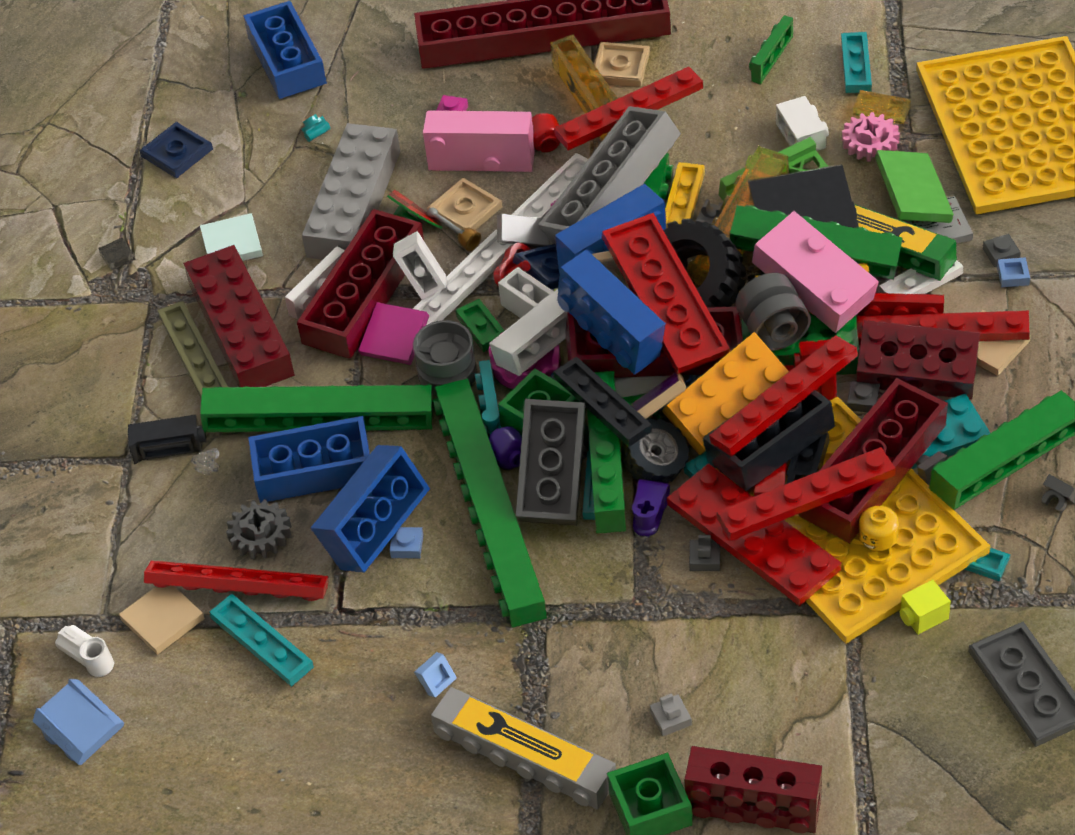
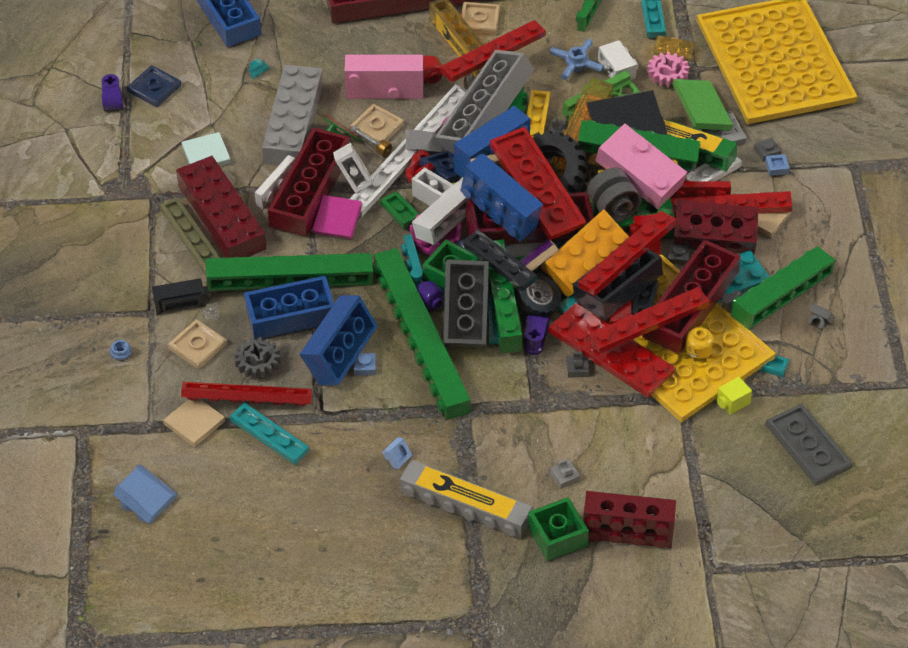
camera: 10 degrees left, 0 degrees up
(76, 512) = (120, 350): none -> medium blue plate
(87, 650) = (144, 445): white piece -> none
(116, 253) = (120, 164): clear smoke tile -> none
(117, 158) = (111, 93): none -> dark purple piece
(182, 506) = (197, 344): none -> tan tile
(444, 354) = (378, 230): dark grey wheel -> none
(451, 103) = (358, 49): dark pink plate -> none
(745, 121) = (576, 59): none -> medium blue bar

